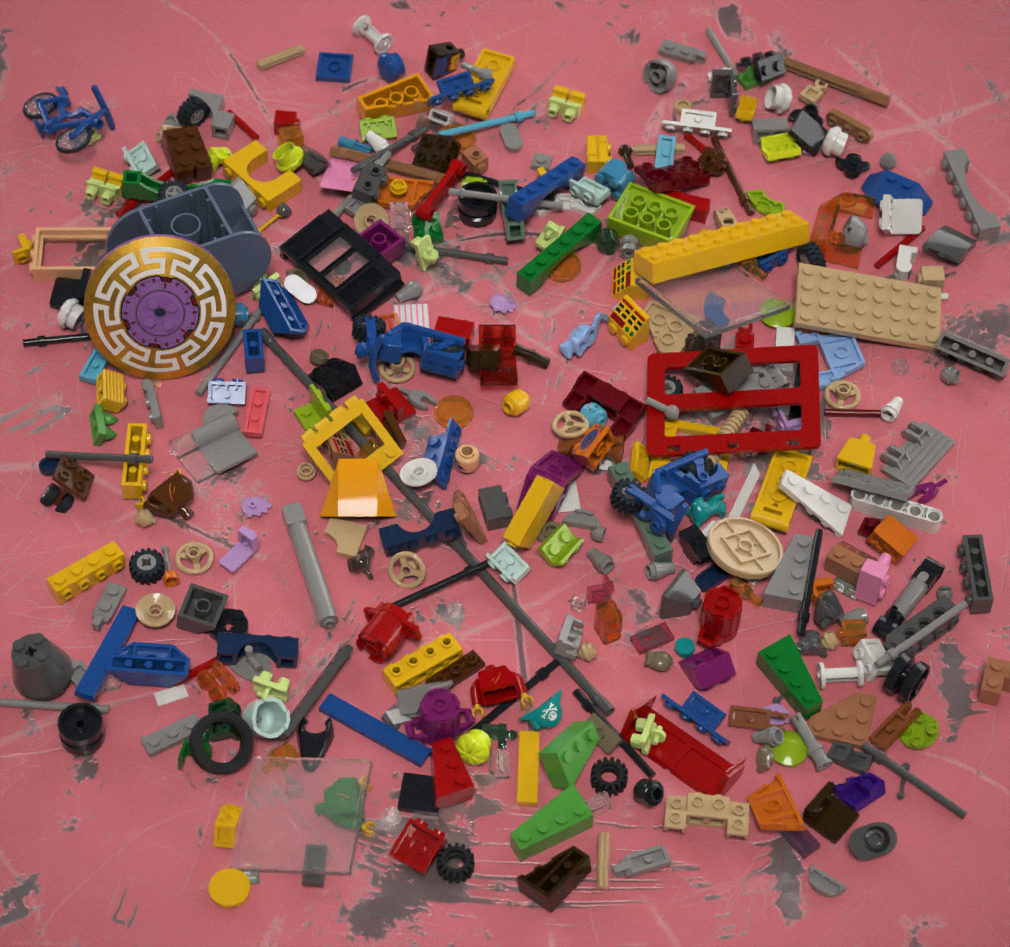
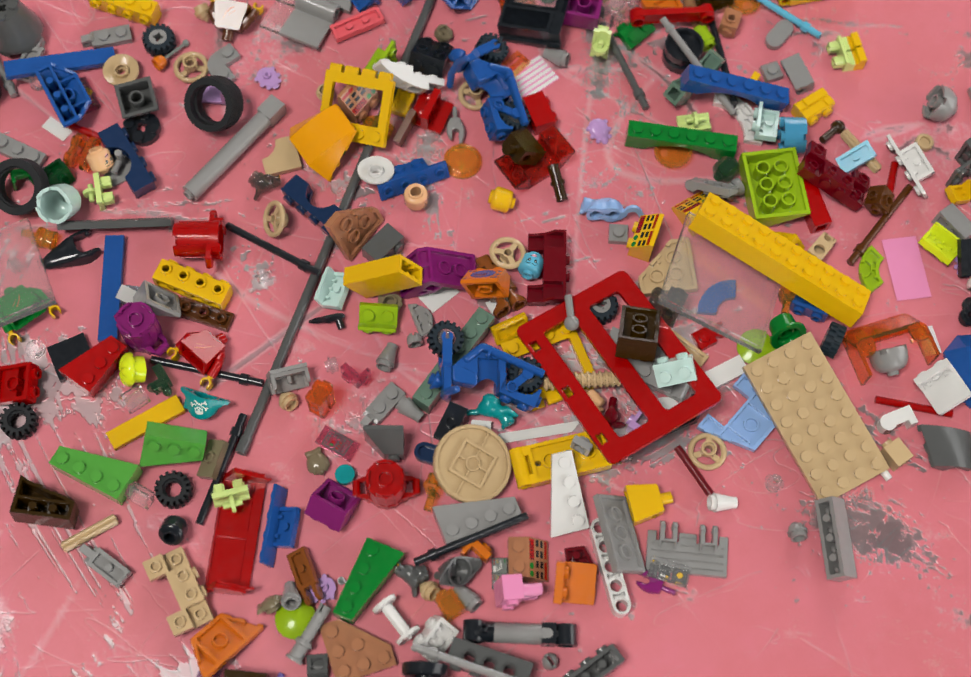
camera: 55 degrees right, 15 degrees up
(214, 538) = (221, 60): none -> light grey plate
(241, 668) = (100, 160): none -> light nougat head
(283, 553) = (194, 105): none -> black tyre
(363, 390) = (406, 78): none -> white slope
(532, 583) = (331, 318): none -> black bar
(559, 144) = (798, 74): none -> light grey hinge
(608, 345) = (618, 234): none -> light grey plate
(619, 256) = (706, 185): none -> light grey hinge
(641, 588) = (382, 405): none -> light grey hinge
(770, 361) = (674, 370): none -> light aqua bracket
(781, 183) = (906, 268): none -> bright pink sticker
(781, 282) = (785, 330): none -> green piece
(784, 462) = (581, 445): none -> light grey plate
(926, 472) = (669, 571): none -> clear tile

